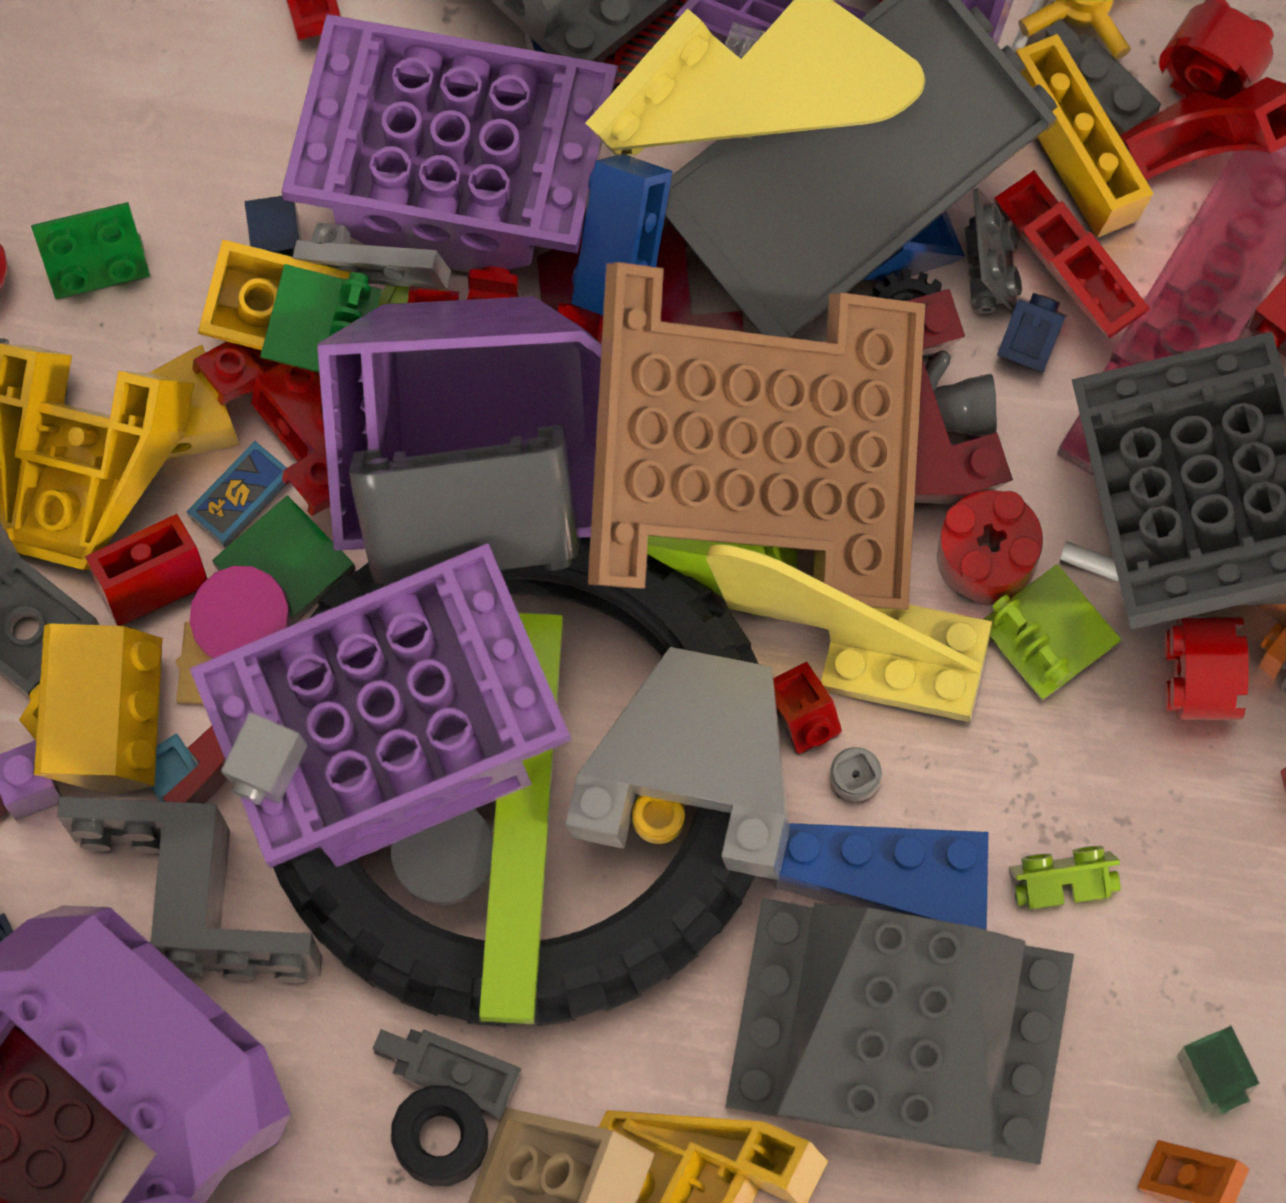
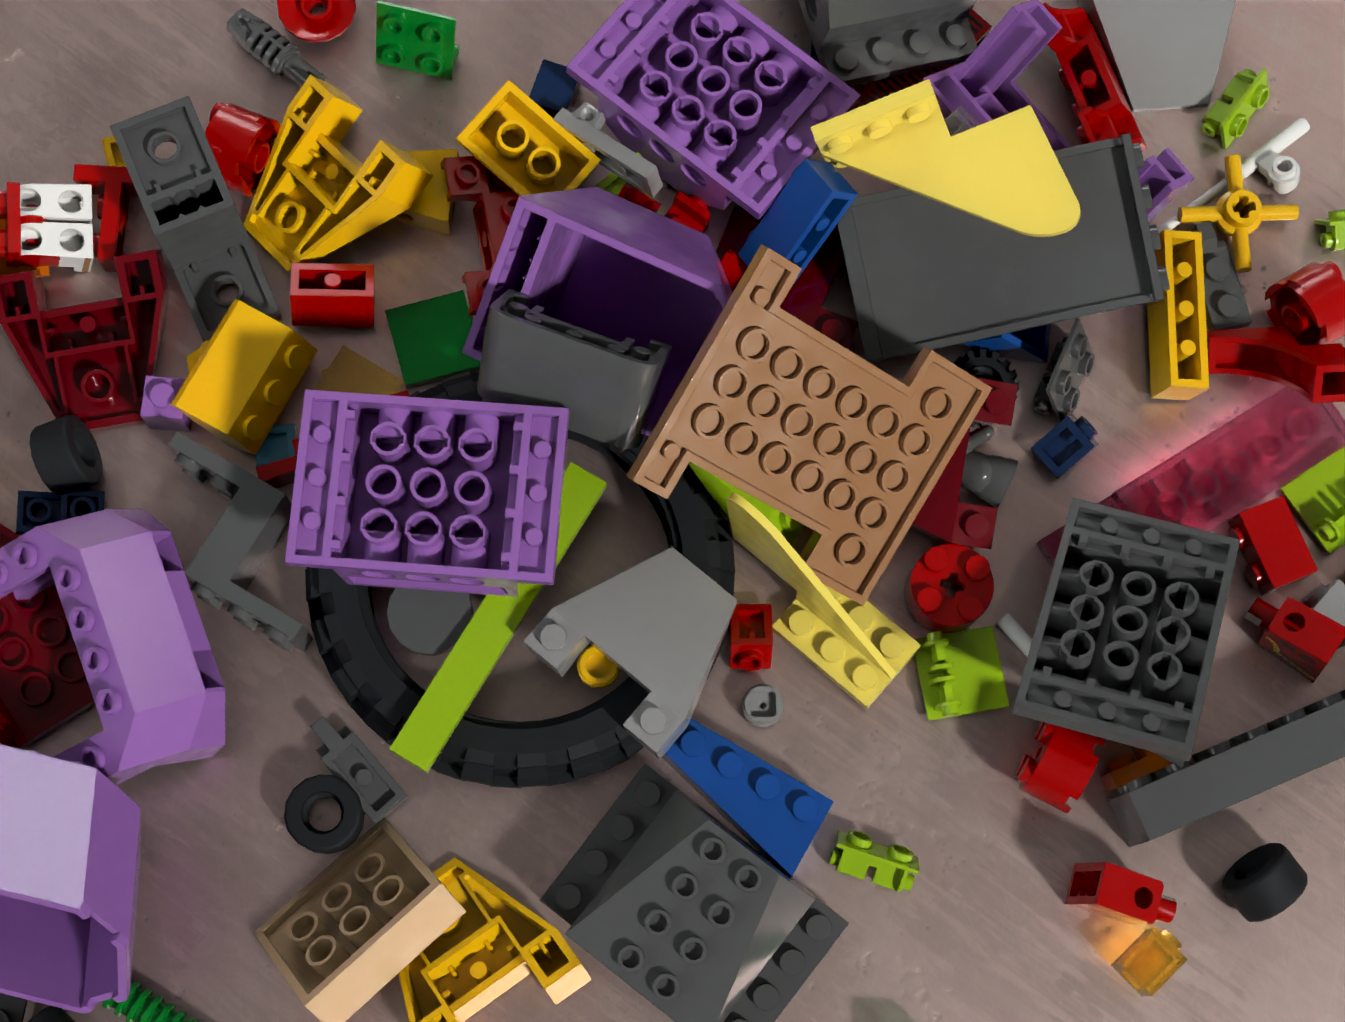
camera: 15 degrees right, 5 degrees up
(237, 609) = (382, 359): dark pink tile -> none
(238, 494) = (429, 271): tile -> none
(263, 760) = (318, 486): light grey brick -> none
(312, 309) = (546, 165): green hinge -> none
(1071, 255) = (1124, 402): red slope -> none

